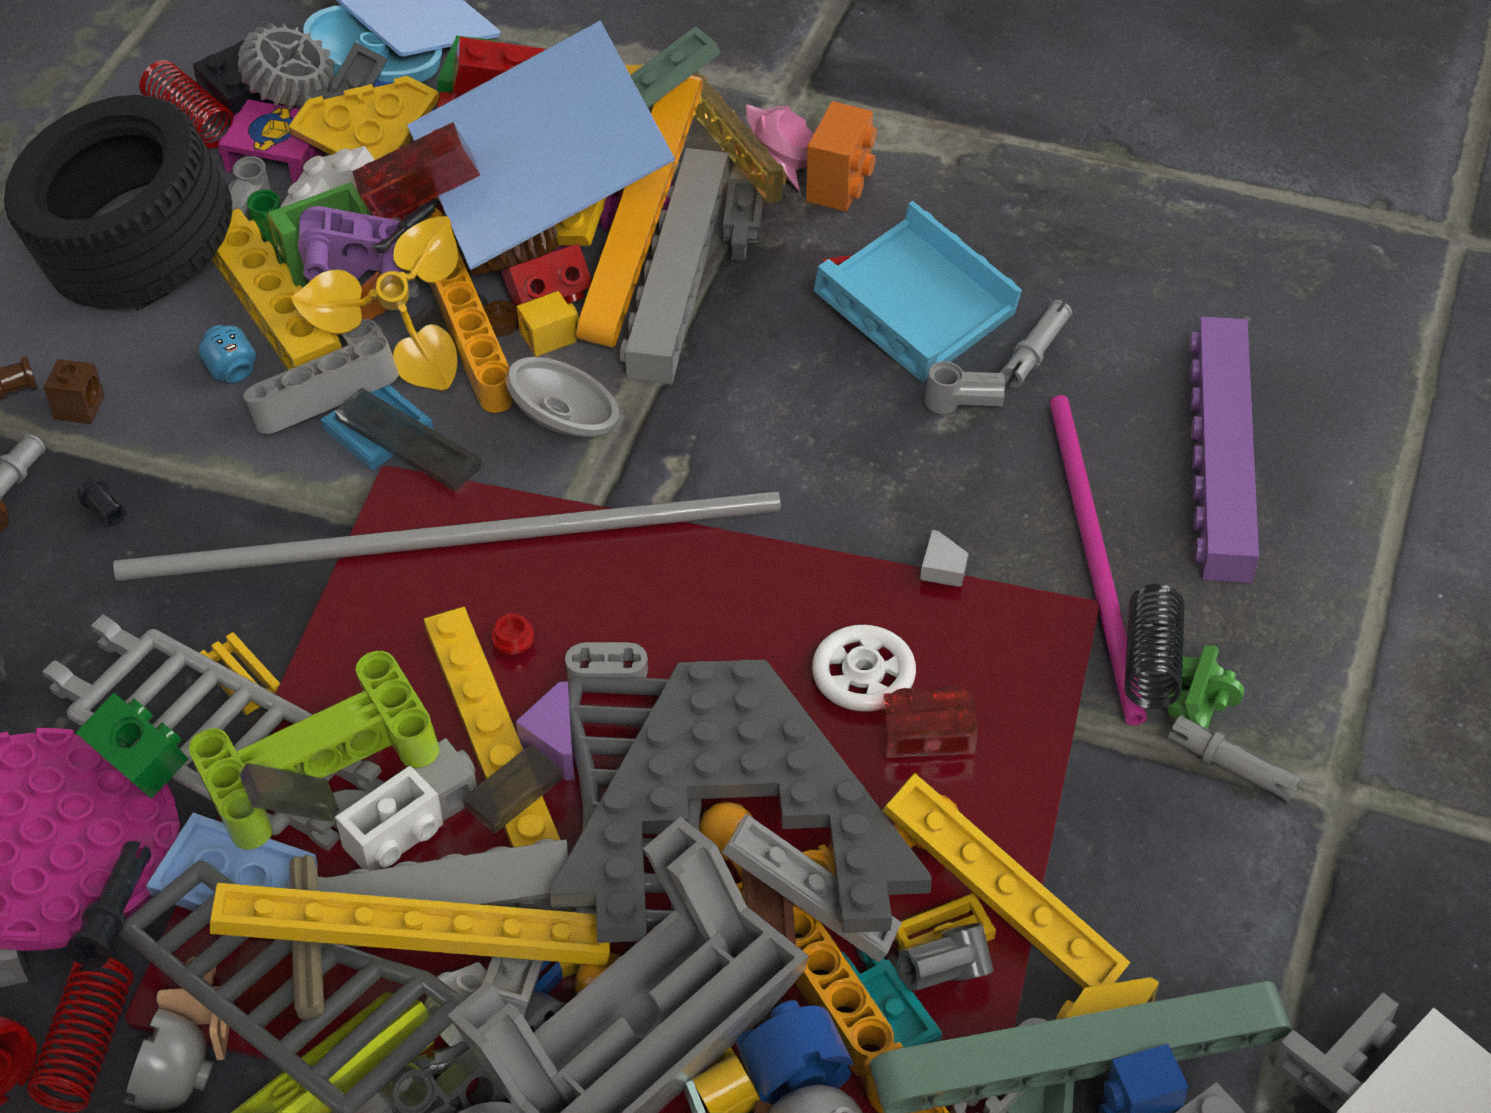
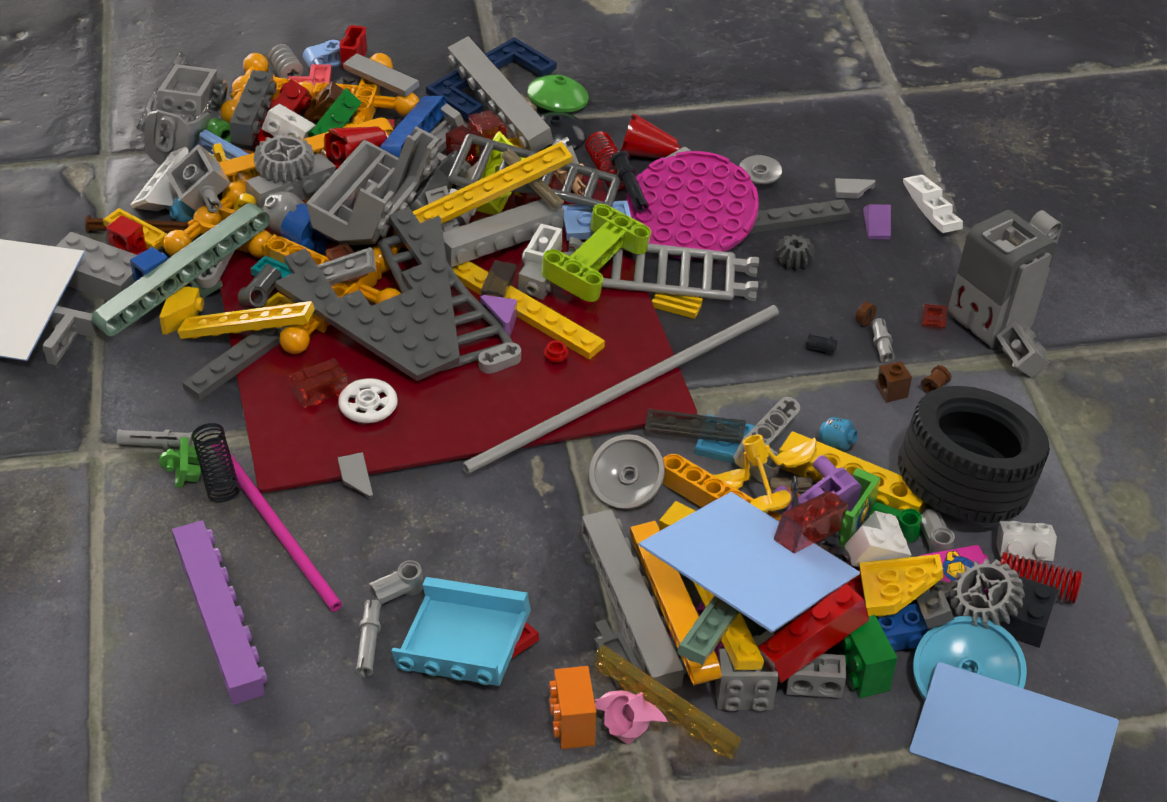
camera: 150 degrees right, 5 degrees down
(149, 761) = (681, 235): green brick -> none
(289, 792) = (588, 224): clear smoke tile -> none
(1050, 848) = (232, 362): none -> dark grey plate

